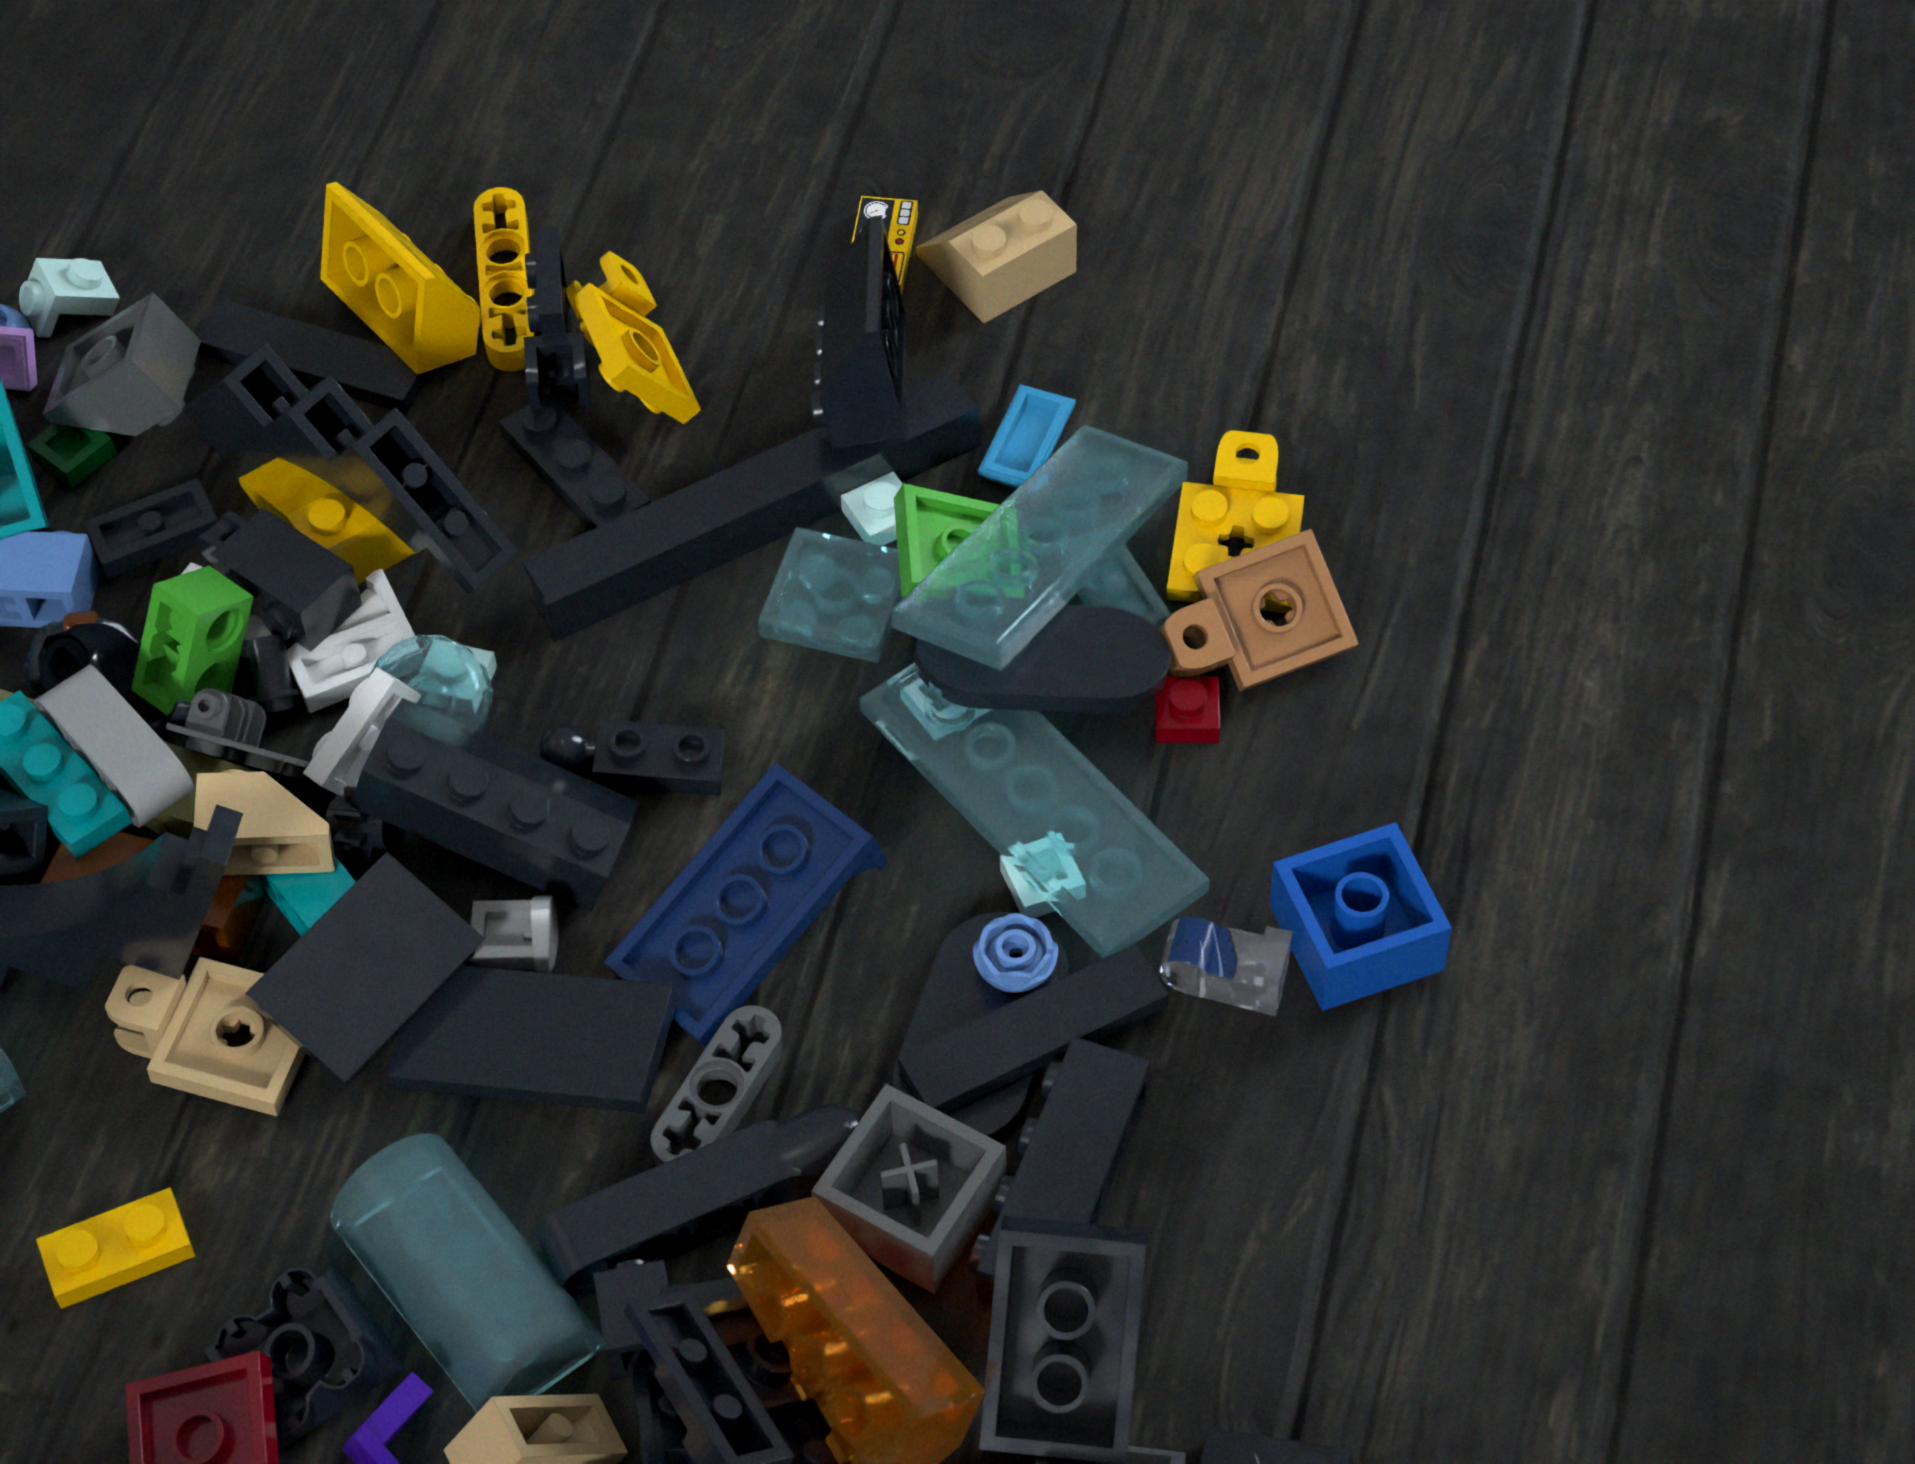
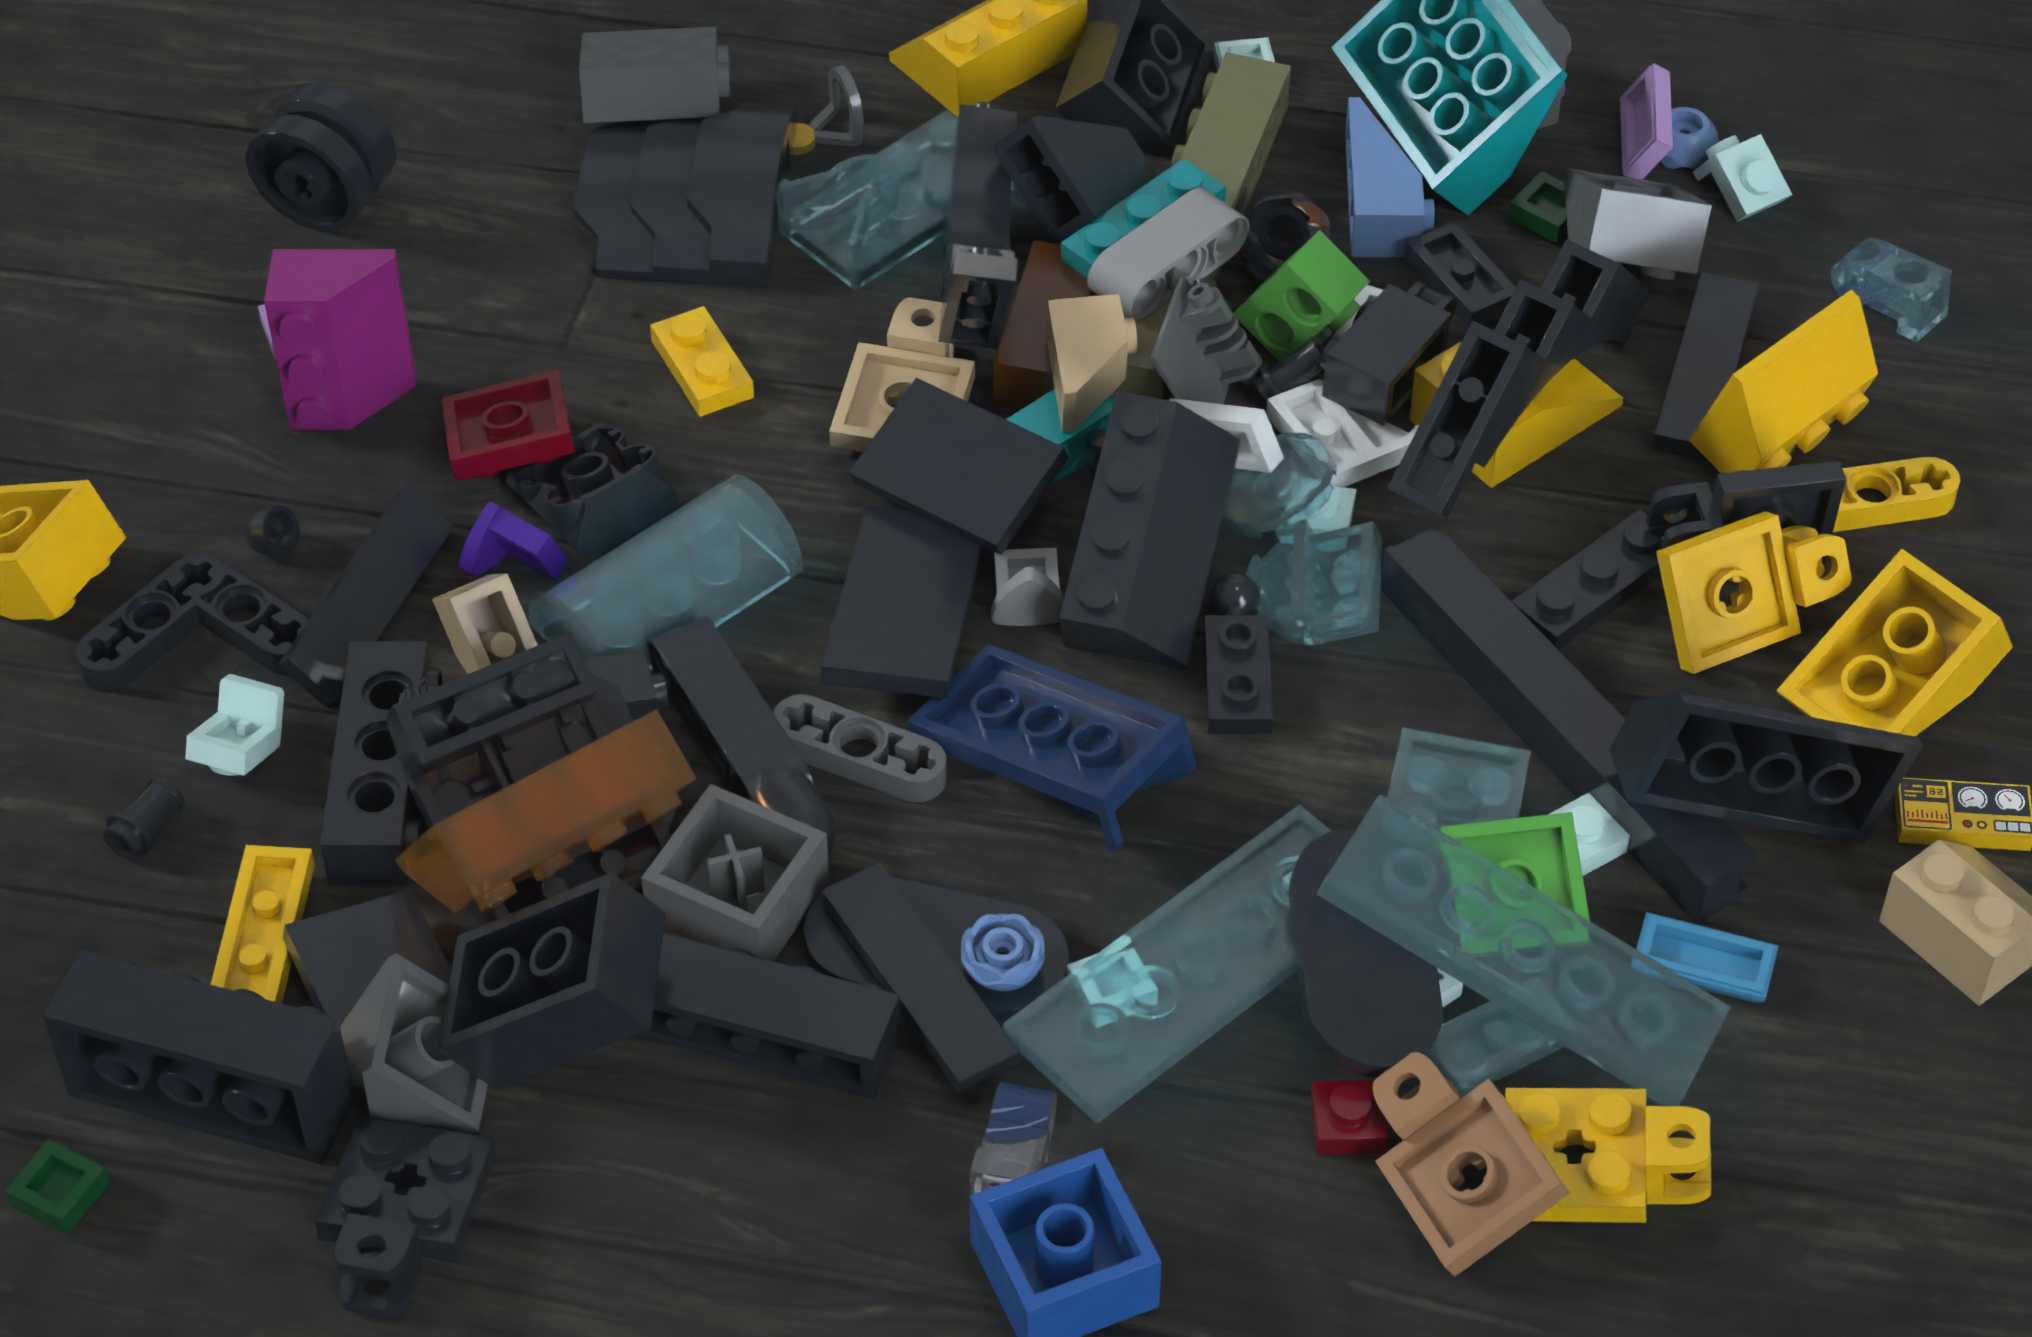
camera: 85 degrees right, 5 degrees down
(246, 199) = (1896, 285): none -> clear light blue leg
(557, 674) = (1320, 583): none -> clear light blue slope
(717, 258) = (1899, 653): none -> yellow slope

